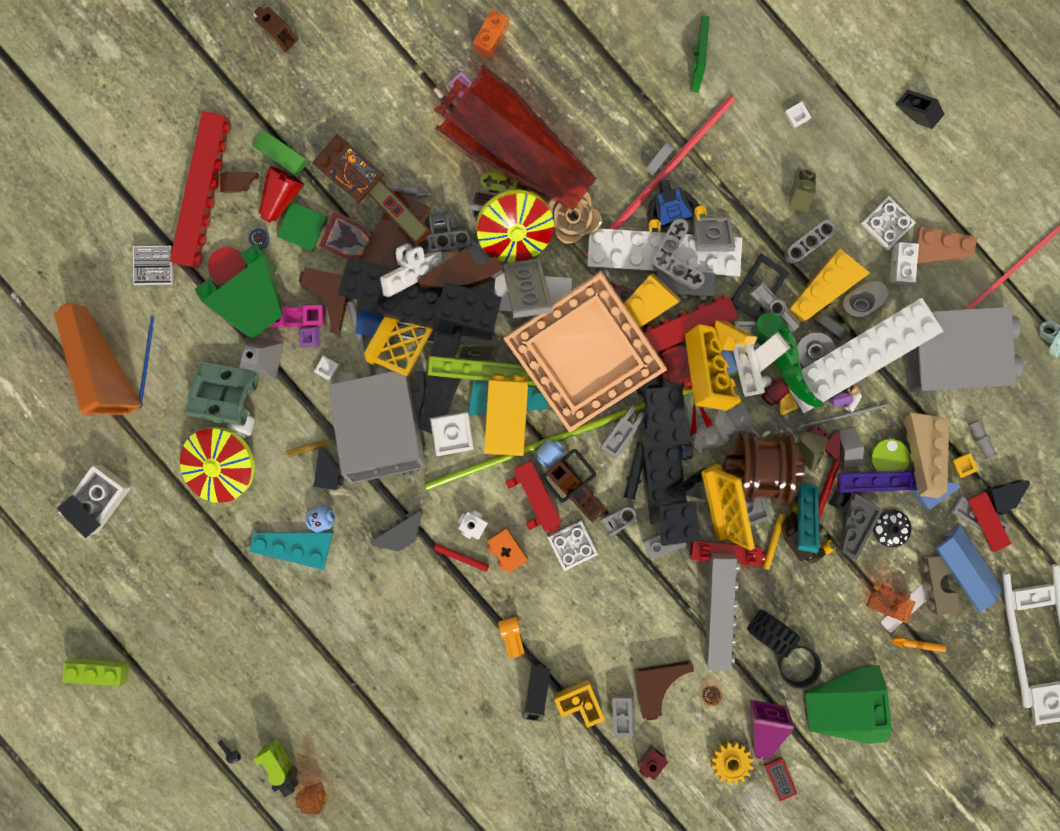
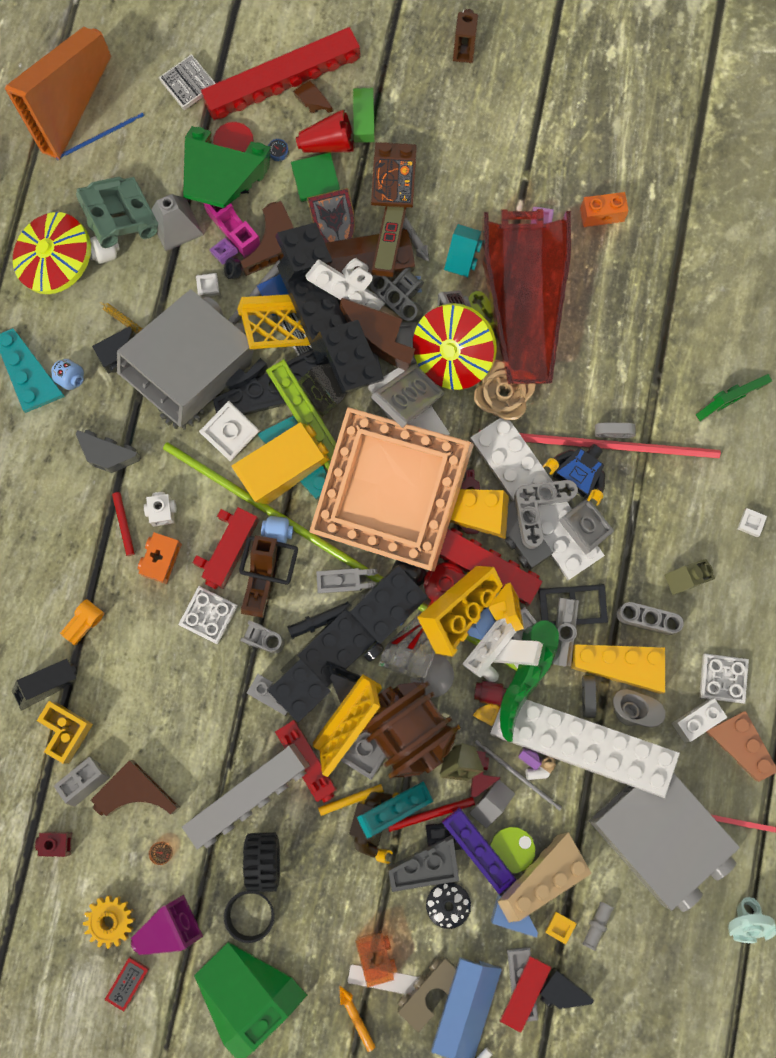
camera: 55 degrees right, 10 degrees down
(329, 341) = (232, 268): none -> black tile
(445, 162) = (462, 250): none -> teal brick
(821, 340) = (556, 686): light grey dish -> none

